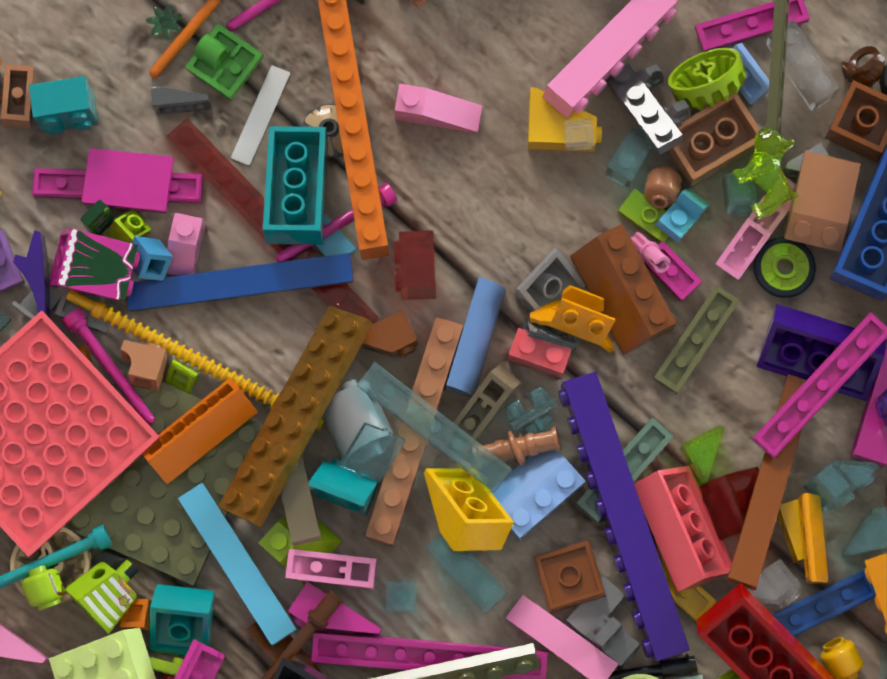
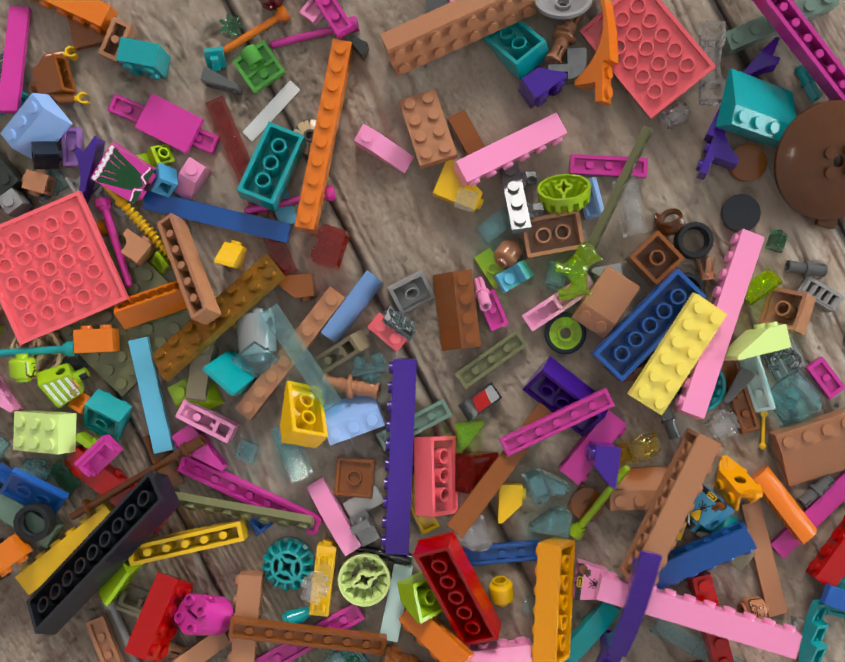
camera: 20 degrees right, 10 degrees up
(97, 218) = (139, 142): dark green tile -> none
(132, 512) = (96, 340): none -> orange brick
(160, 71) = (215, 58): none -> teal tile
(232, 362) = (188, 269): none -> nougat brick
(281, 327) = (231, 255): none -> yellow slope
(488, 60) = (428, 129): none -> nougat plate
(540, 48) = (465, 132): none -> dark orange tile
(577, 315) = (420, 318): light orange piece -> none
(704, 403) = (480, 401): none -> slope
(813, 538) = (512, 515): light orange slope -> none

